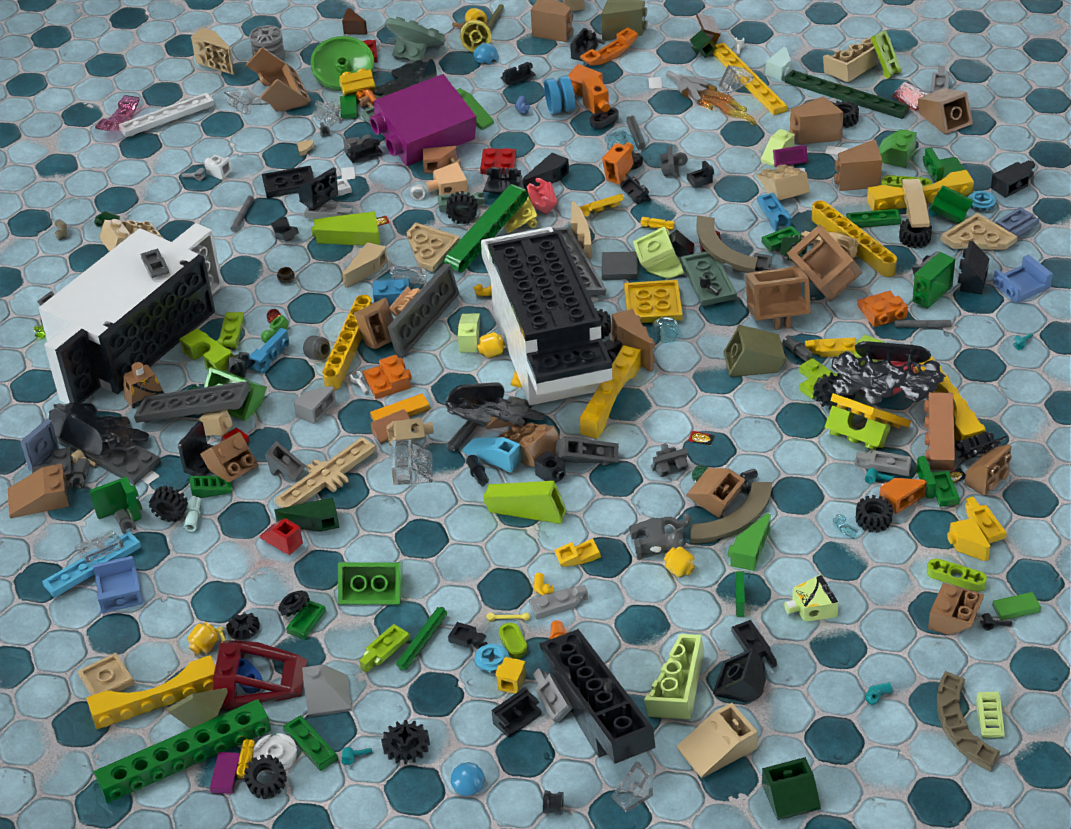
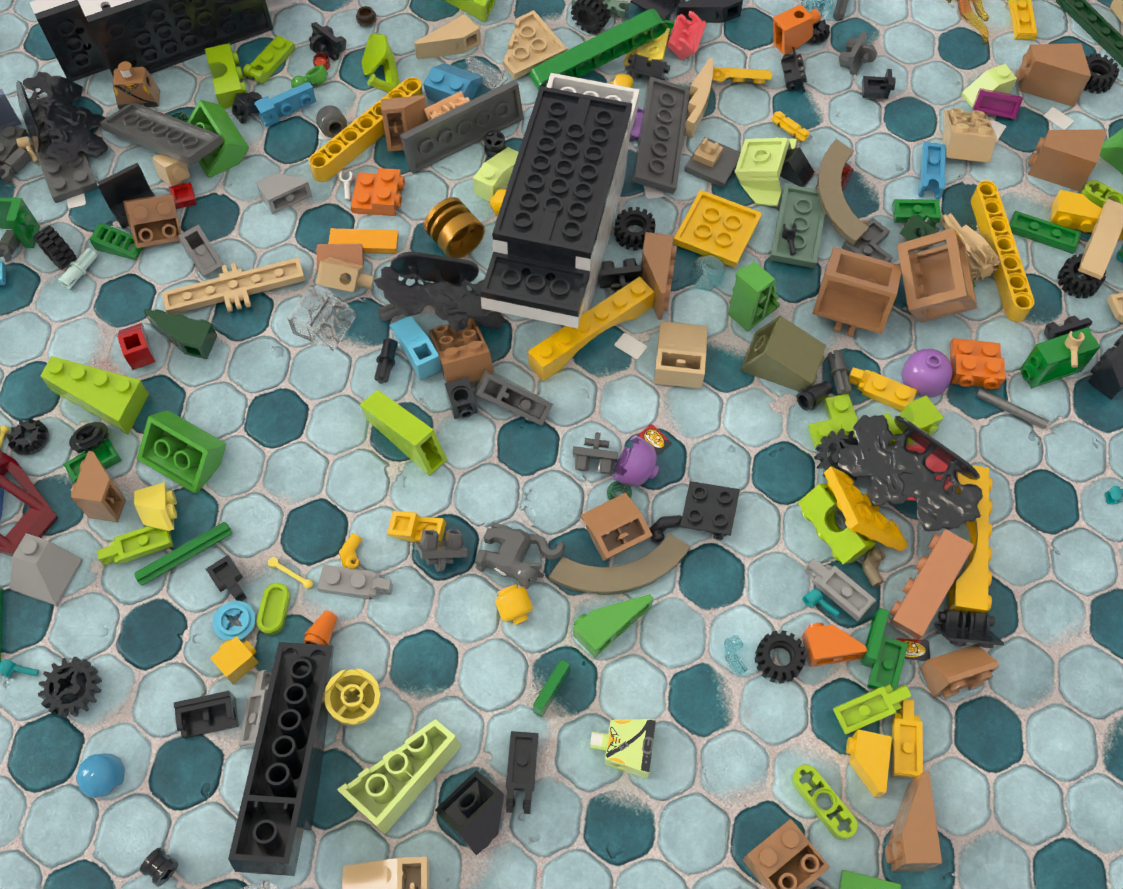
camera: 25 degrees right, 20 degrees up
(267, 300) = (325, 41): none -> black hips
(274, 574) = (98, 391): none -> lime wedge
(317, 291) = (376, 54): none -> lime piece
(334, 623) = (97, 491): none -> medium nougat slope
(383, 616) = (156, 506): none -> light yellow slope
(451, 314) = (491, 139): none -> black wheel
(466, 368) = (454, 228): none -> pearl gold wheel
(522, 226) = (640, 67): none -> black hinge
(598, 551) = (441, 552): none -> dark grey hips
(613, 259) = (708, 153): none -> tan tile
(615, 650) = (352, 697): none -> light yellow cylinder
(639, 393) = (630, 345): none -> white sticker
(685, 382) = (681, 355): none -> tan slope
(702, 449) = (636, 463): none -> medium lavender cylinder
(710, 324) = (753, 296): none -> bright green wedge
(770, 455) = (710, 509): none -> black hinge
(789, 369) = (813, 395): none -> black cone
(854, 323) = (927, 372): none -> medium lavender cylinder
(895, 443) = (871, 564): none -> dark tan arm
(937, 262) = (1073, 344): none -> tan hand
(949, 511) = (870, 707): none -> lime hinge
(1022, 556) = (914, 836): none -> medium nougat slope

